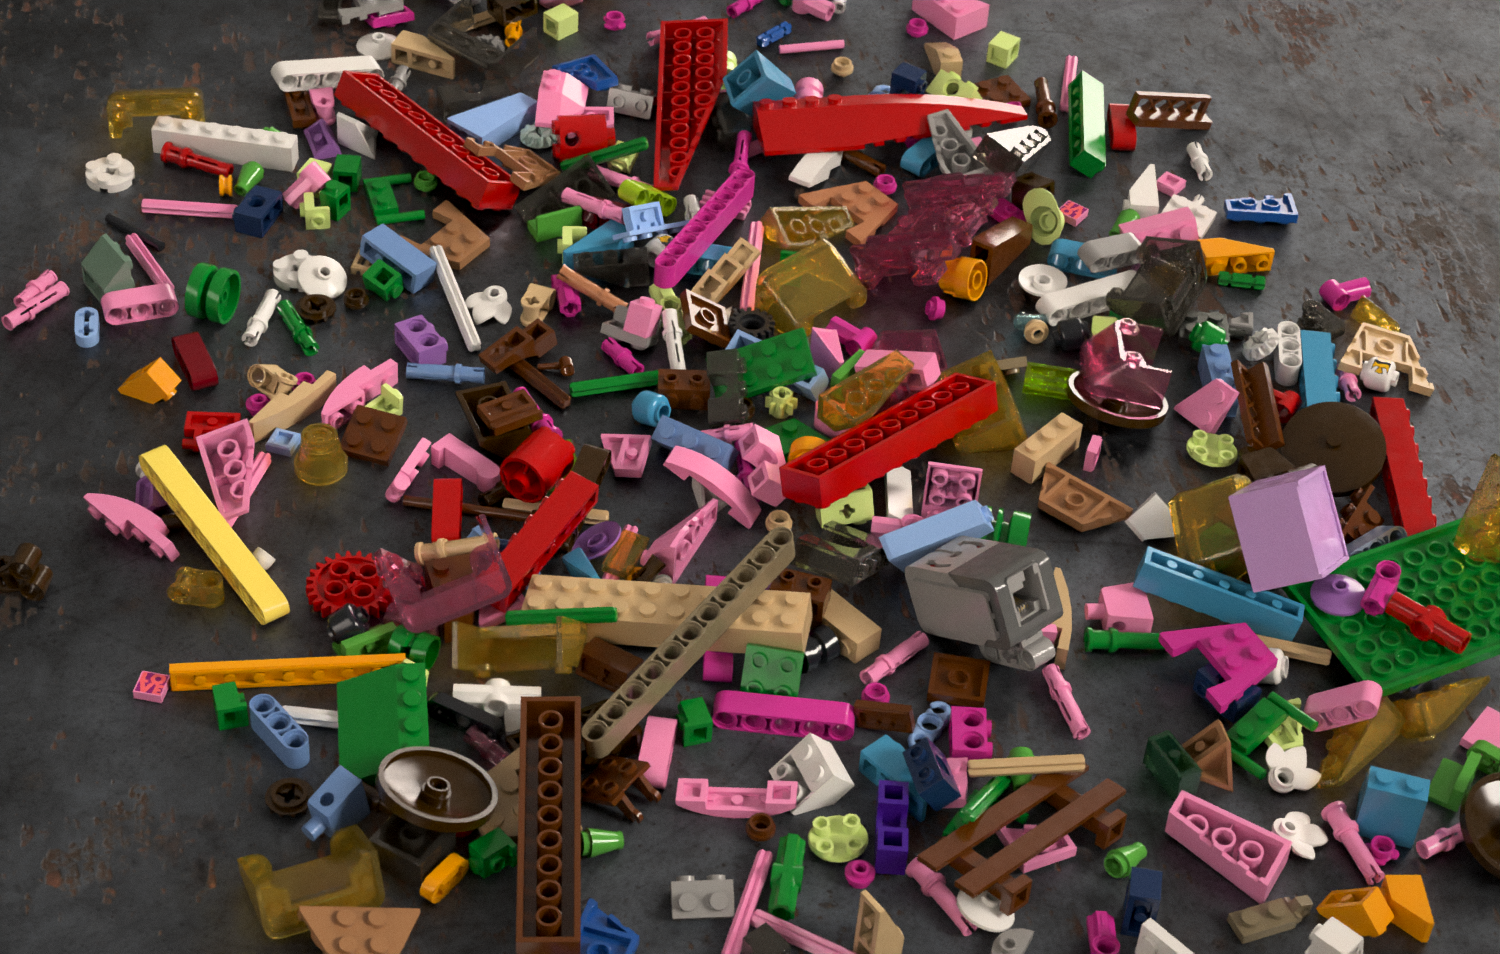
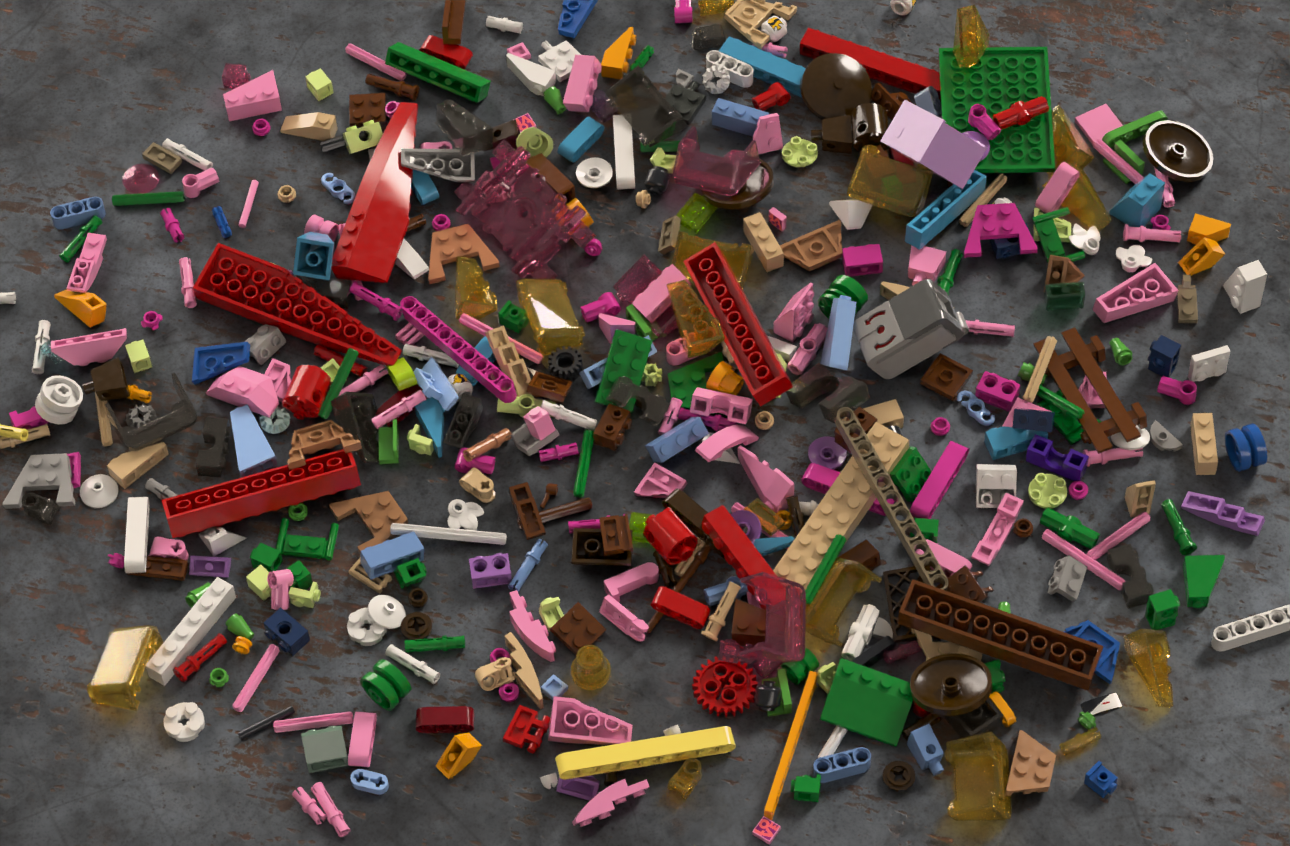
camera: 60 degrees left, 15 degrees up
(177, 181) = (218, 672): none -> bright green plate
(644, 165) = (328, 354): none -> red pin
(649, 408) = (624, 453): dark azure head -> none
(884, 716) = (965, 426): reddish brown plate -> none
(887, 663) = (916, 409): bright pink pin -> none
(908, 80) = (350, 164): dark blue brick -> none
(1022, 319) = (630, 197): clear light blue pin -> none
(1086, 548) = (862, 260): none -> dark pink brick
(1109, 252) = (598, 120): light grey beam -> none
(1206, 334) = (703, 105): green head -> none
(1257, 406) = (784, 107): reddish brown fence -> none
(1443, 785) = (1117, 161): none -> bright pink axle

